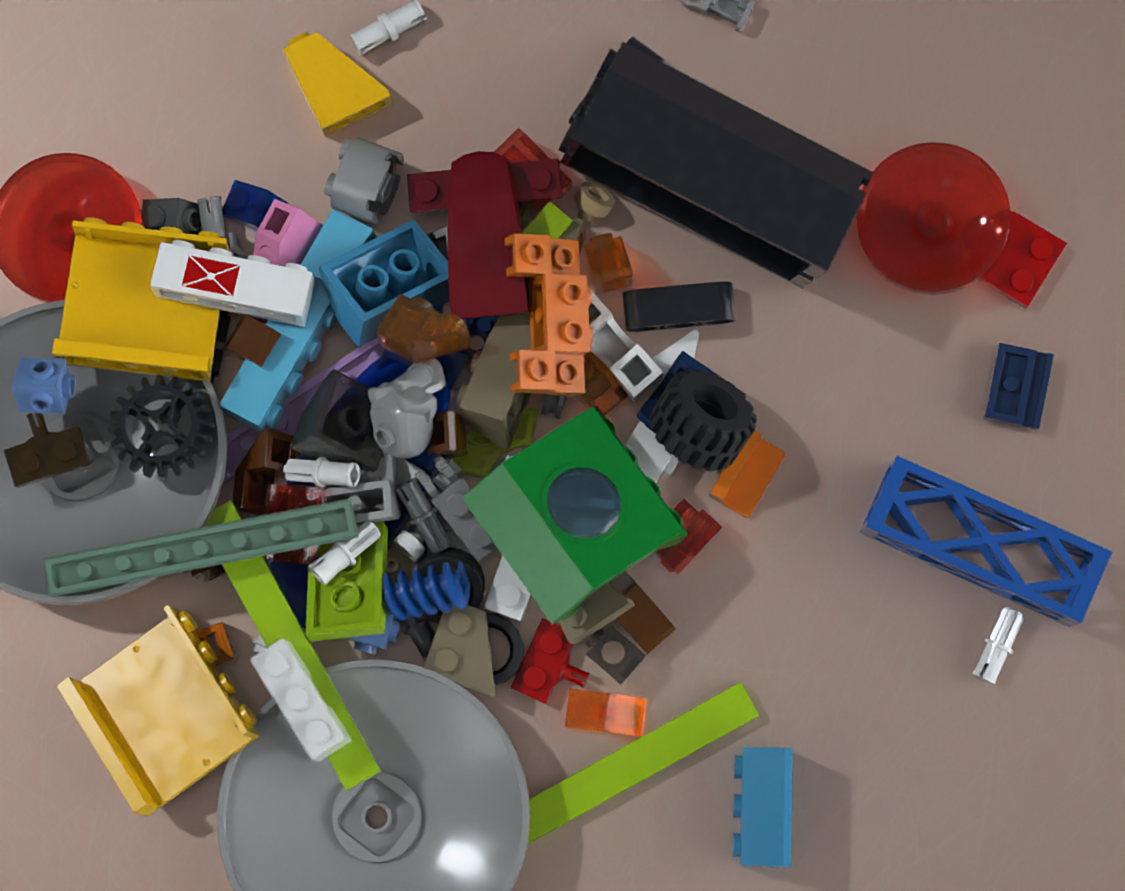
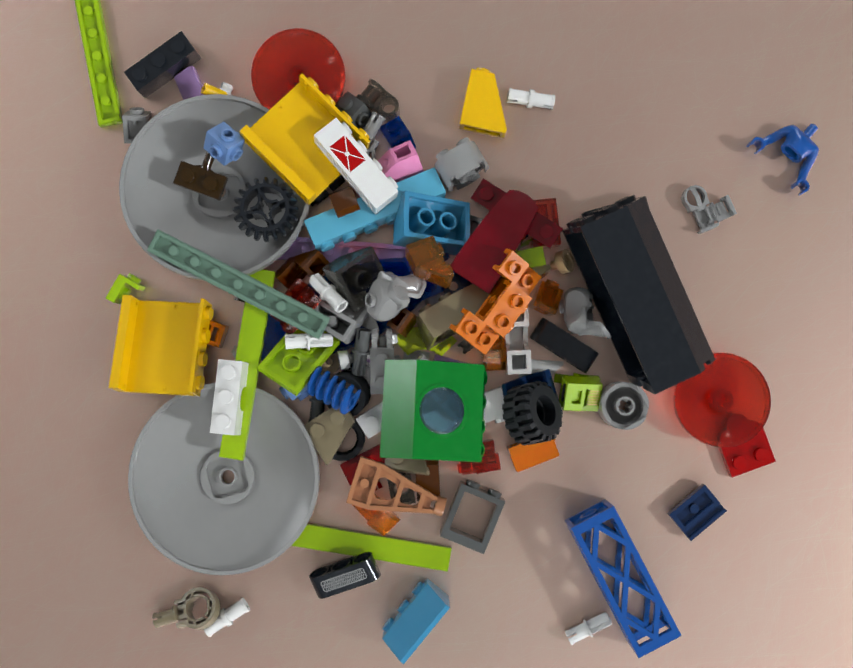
camera: 35 degrees right, 5 degrees up
(44, 679) = (122, 287): none -> lime bracket
(189, 177) = (377, 98): none -> clear smoke piece
(561, 679) = (365, 483): none -> nougat plate
(629, 823) = (345, 575): none -> black beam
(664, 251) = (578, 313): none -> light grey head
(707, 580) = (464, 538): none -> dark grey window
(745, 350) = (579, 392): none -> lime piece
(803, 303) = (635, 409): none -> light grey brick

